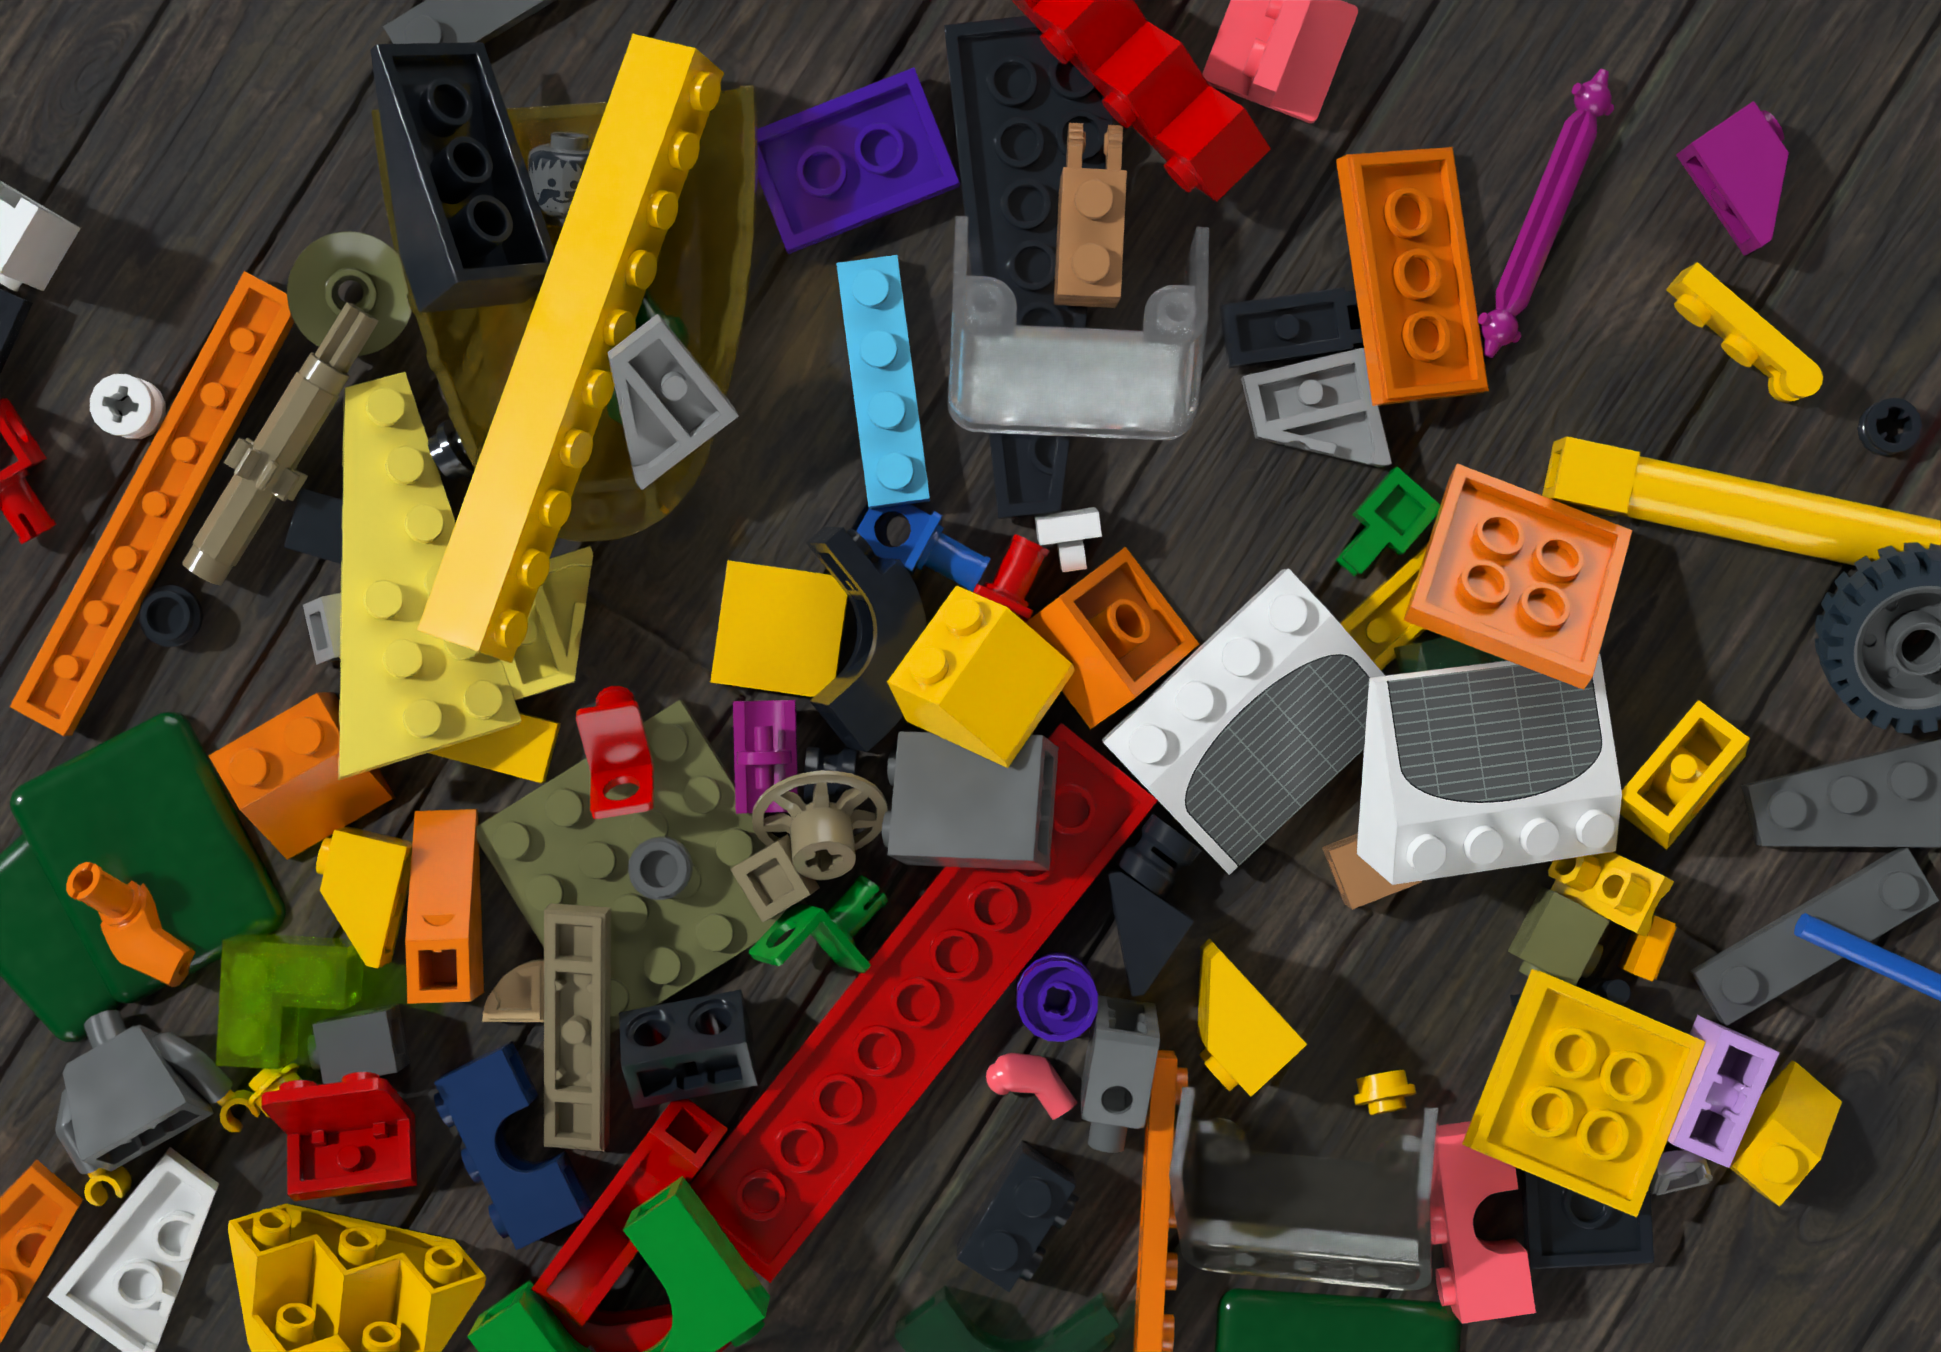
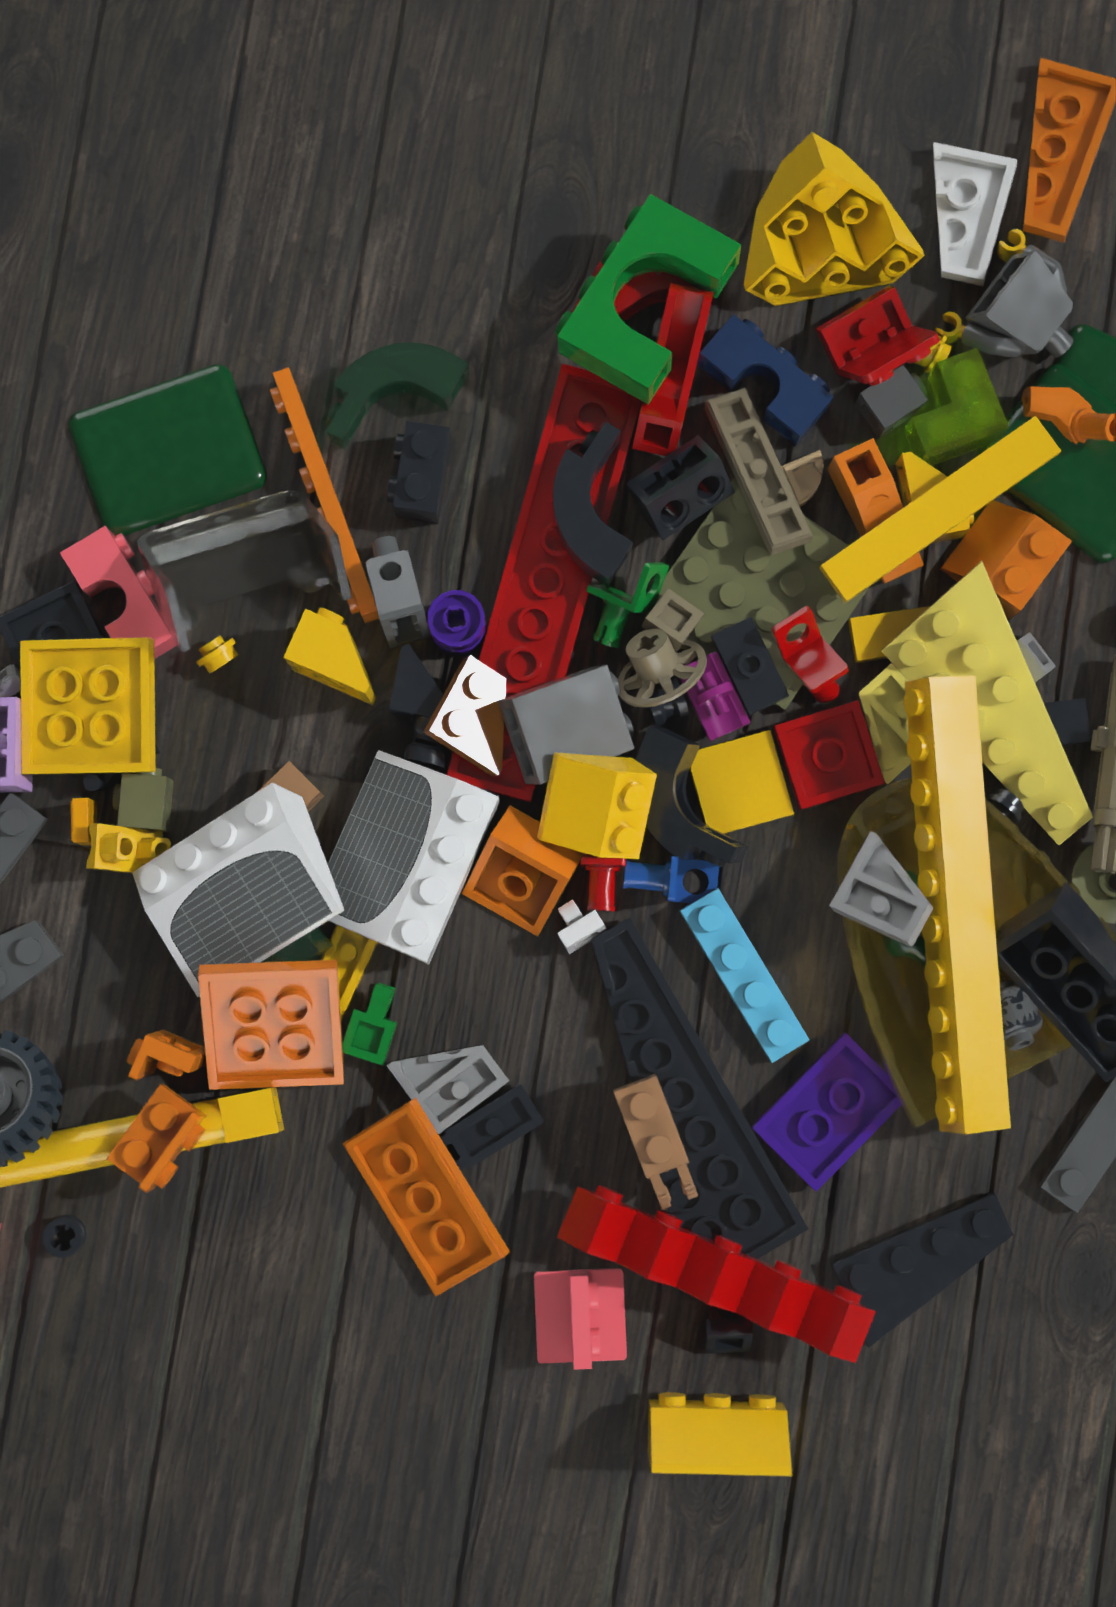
camera: 155 degrees right, 5 degrees down
(361, 871) = (940, 509): none -> yellow tile
(649, 616) = (829, 755): none -> red plate
(660, 868) = (749, 595): dark grey tile -> none
(701, 774) = (749, 666): none -> black plate
(843, 1046) = (583, 534): none -> black arch
(1031, 1075) = (449, 567): coral arm -> none
(1076, 377) = (618, 1028): clear windscreen -> none
(1093, 865) = (470, 716): none -> wing
(1546, 213) = (354, 1280): magenta wheel -> none
(1667, 600) = (165, 1052): none -> orange bracket
(1683, 774) = (108, 942): yellow brick -> none
(1727, 494) = (157, 1138): none -> orange bracket
(1741, 173) = (235, 1363): magenta slope -> none
(1745, 334) = (185, 1253): yellow plate -> none

